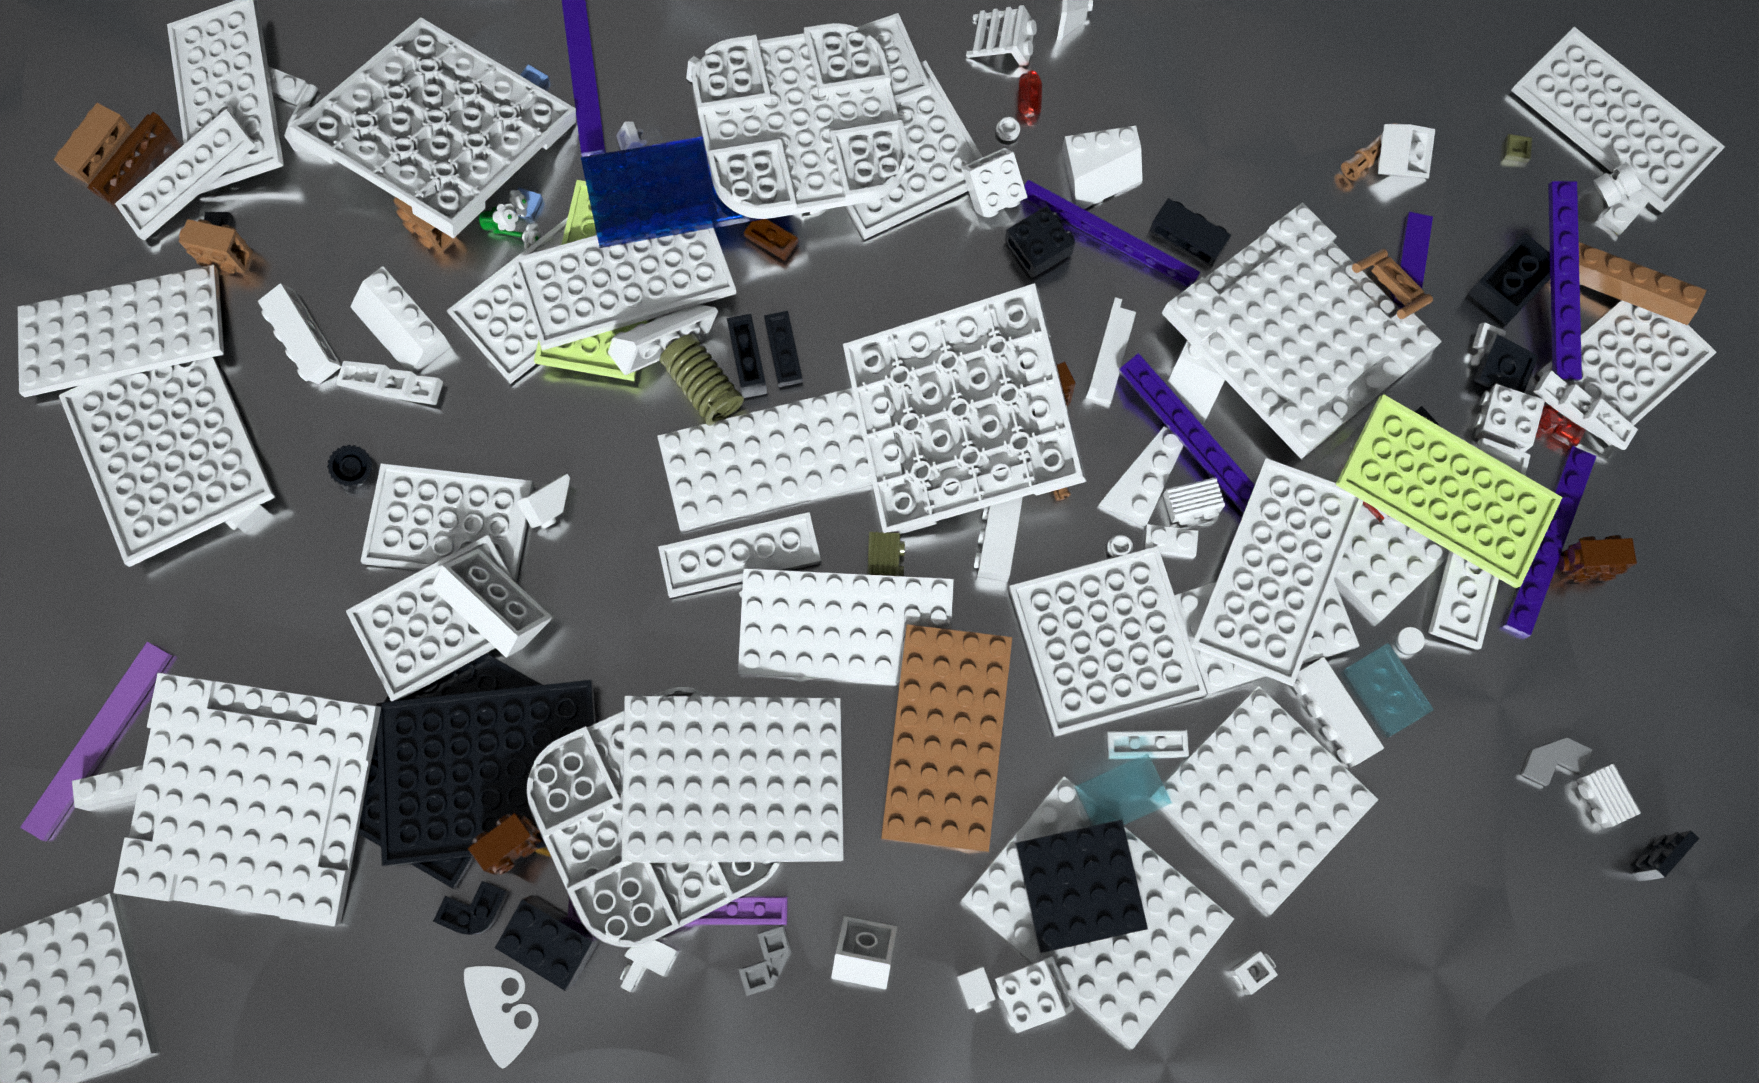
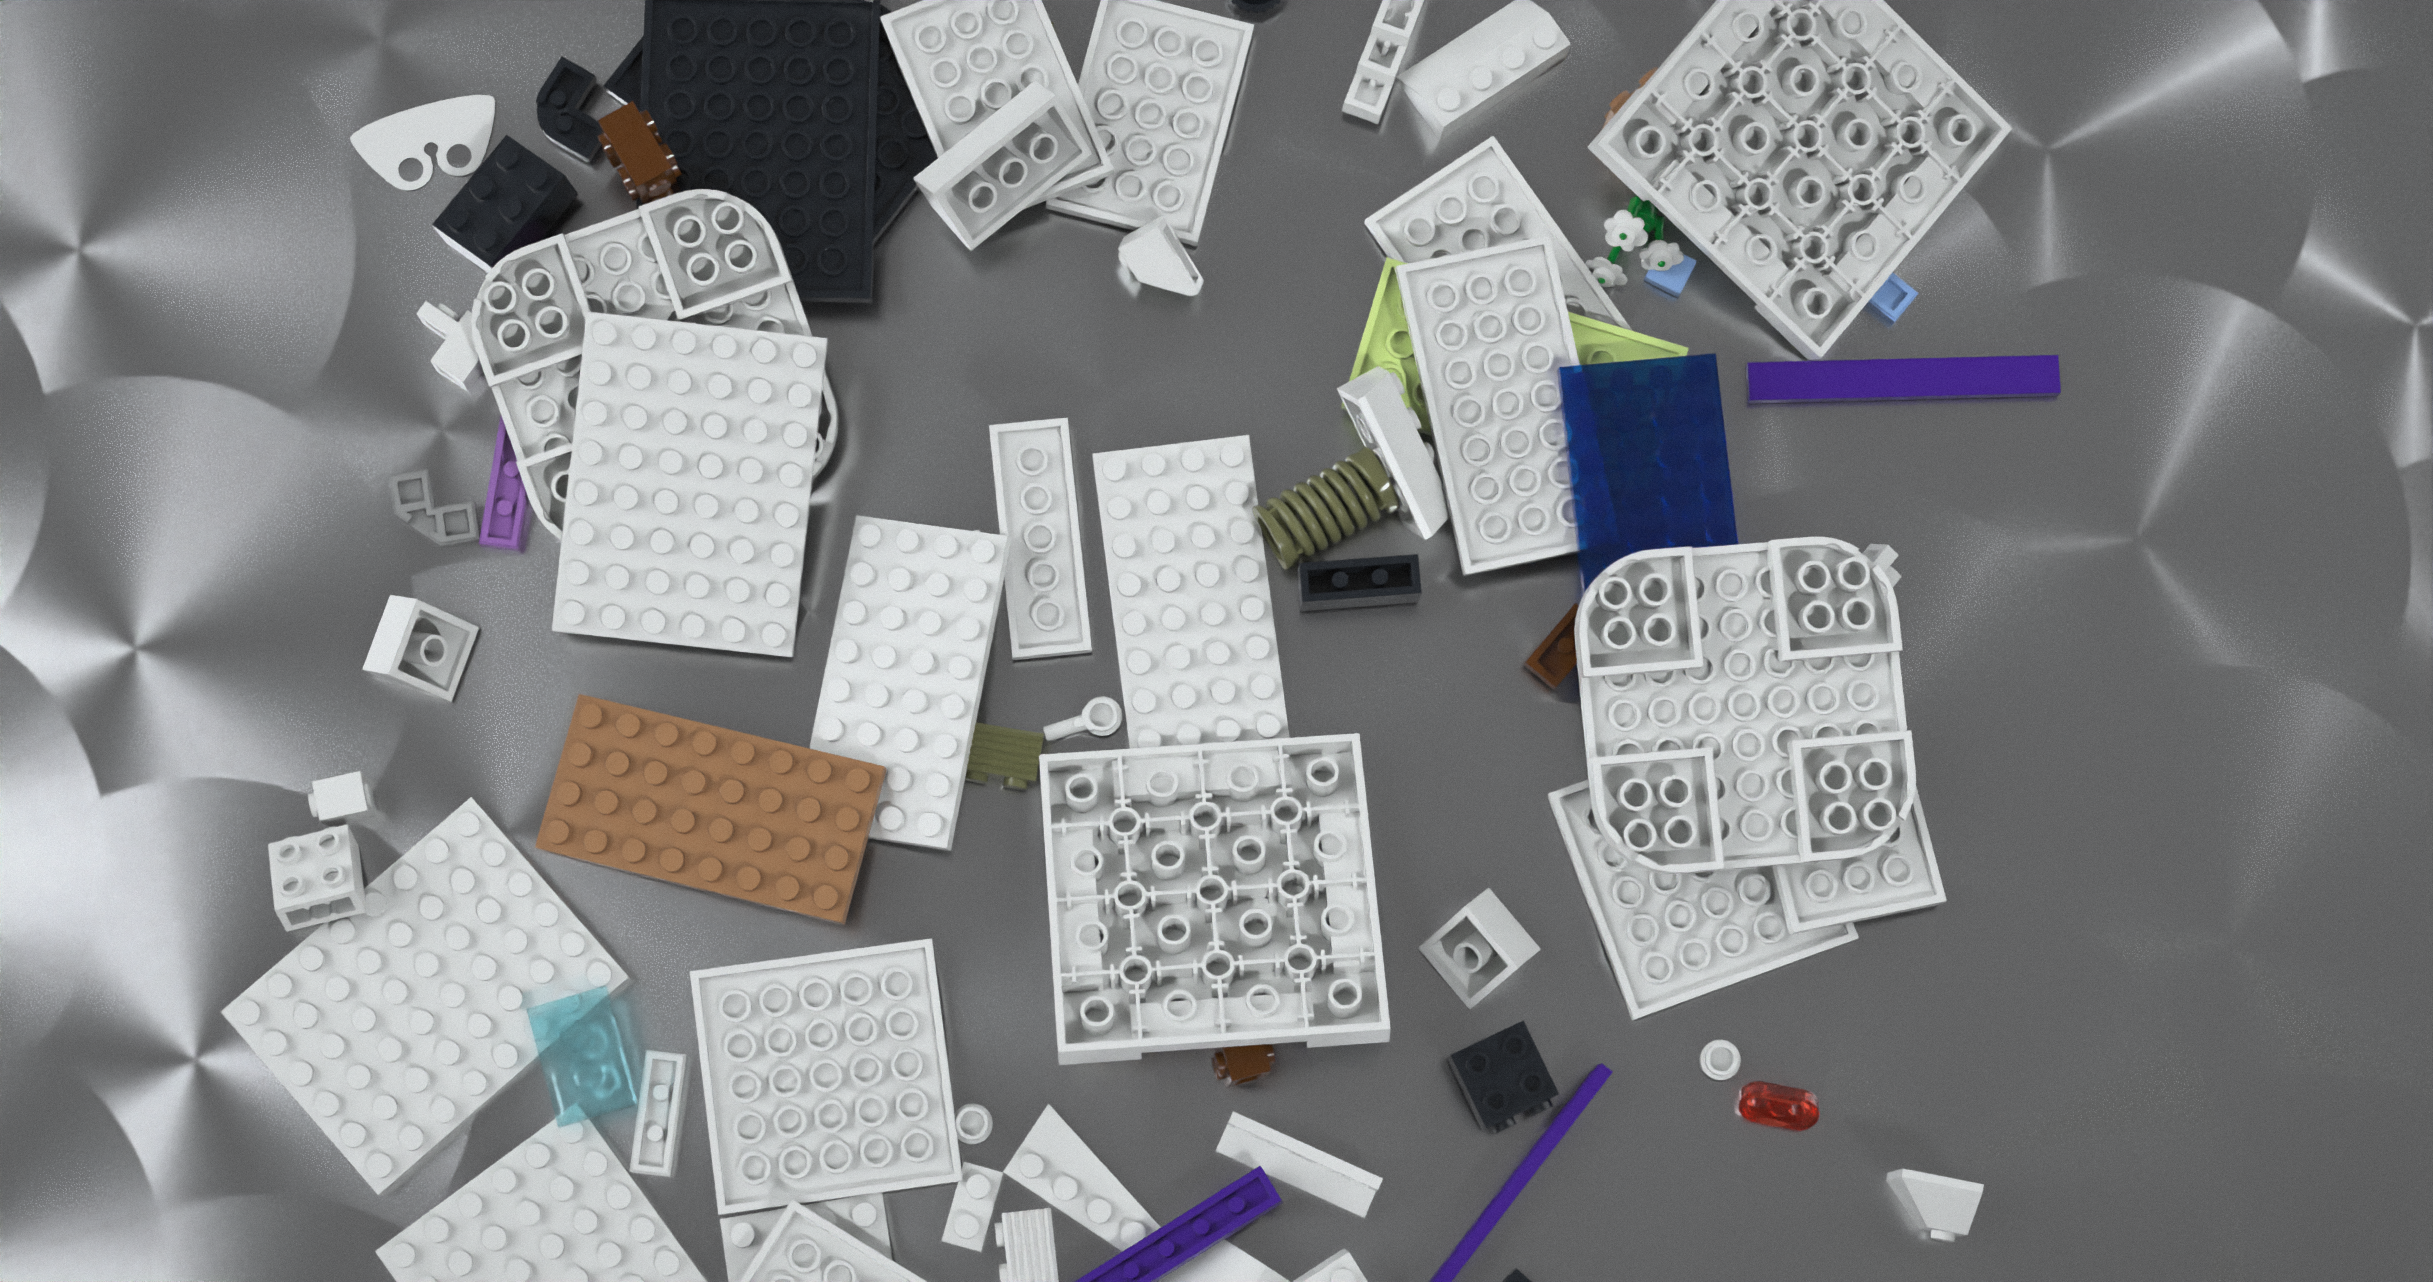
camera: 90 degrees right, 5 degrees up
(629, 136) = (1762, 439): white tile -> none
(783, 349) = (1369, 643): black plate -> none
(851, 503) = (1100, 716): none -> white plate
(964, 264) = (1479, 948): none -> white slope
(994, 182) = (1612, 1014): white brick -> none
(998, 540) = (1000, 931): white brick -> none
(1015, 37) = (1888, 1096): white plate -> none
(1081, 886) = (458, 969): black plate -> none
(1102, 164) = (1631, 1204): white wedge -> none
(1264, 966) = (282, 1201): white brick -> none

